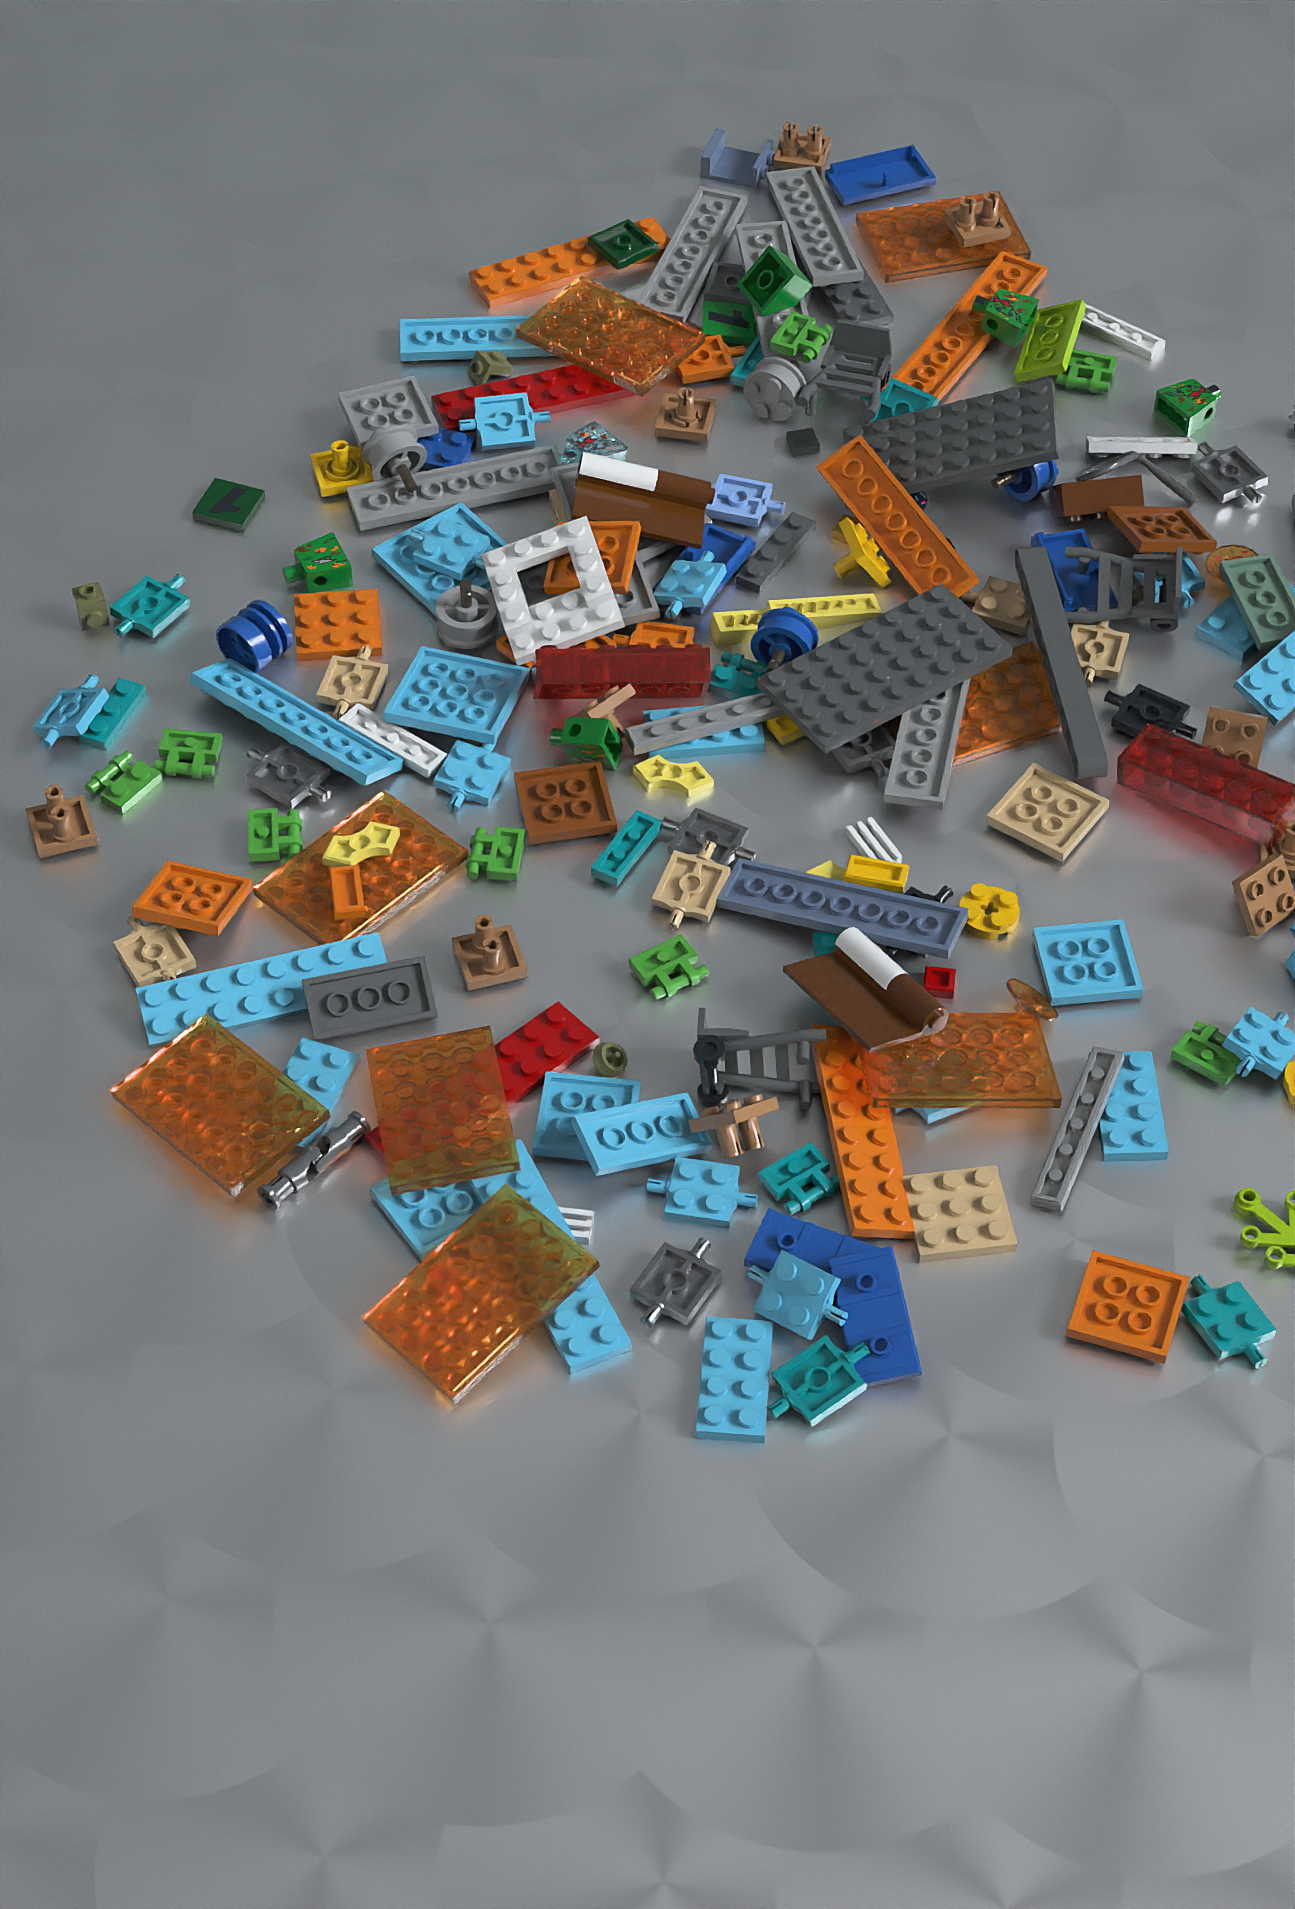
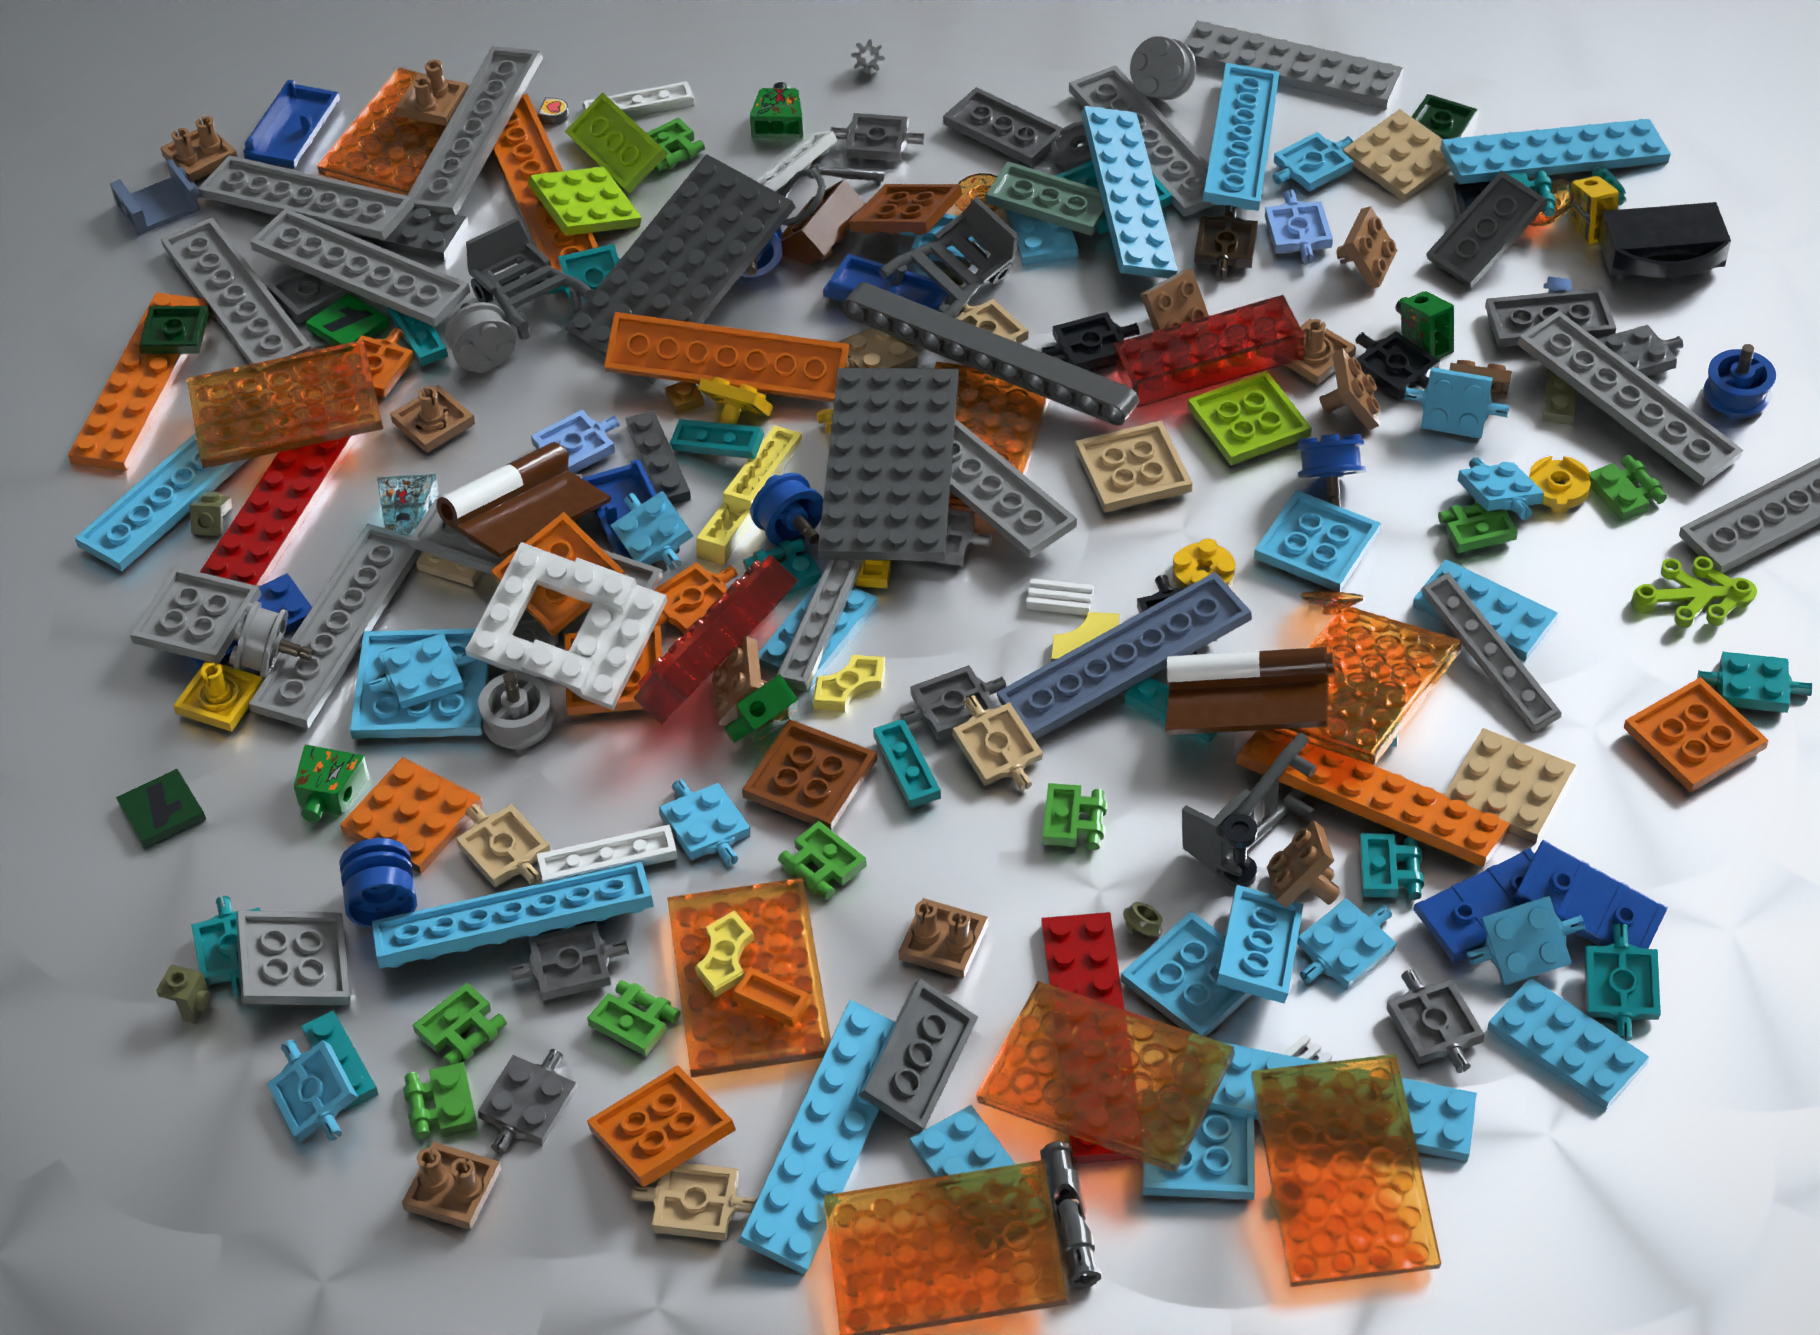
camera: 50 degrees left, 0 degrees up
(160, 637) = (292, 958): none -> light grey plate
(161, 823) = (527, 1100): none -> flat silver plate
(457, 695) = (605, 774): medium azure plate -> none
(504, 421) = (298, 540): medium azure plate -> none
(774, 282) = (363, 258): green slope -> none
(793, 334) = (439, 285): bright green plate -> none
(803, 441) = (547, 362): pearl dark grey tile -> none
(820, 568) = (717, 438): none -> teal plate
(876, 873) = (1102, 612): yellow tile -> none
(940, 981) = (1249, 641): red tile -> none
(971, 359) = (584, 201): none -> lime plate
(974, 262) = (474, 129): none -> light grey plate
(1006, 315) = (563, 146): green torso -> none
(1052, 292) = (553, 110): none -> tile
(1166, 919) = (1330, 460): none -> blue wheel
(1173, 852) = (1249, 417): none -> lime plate

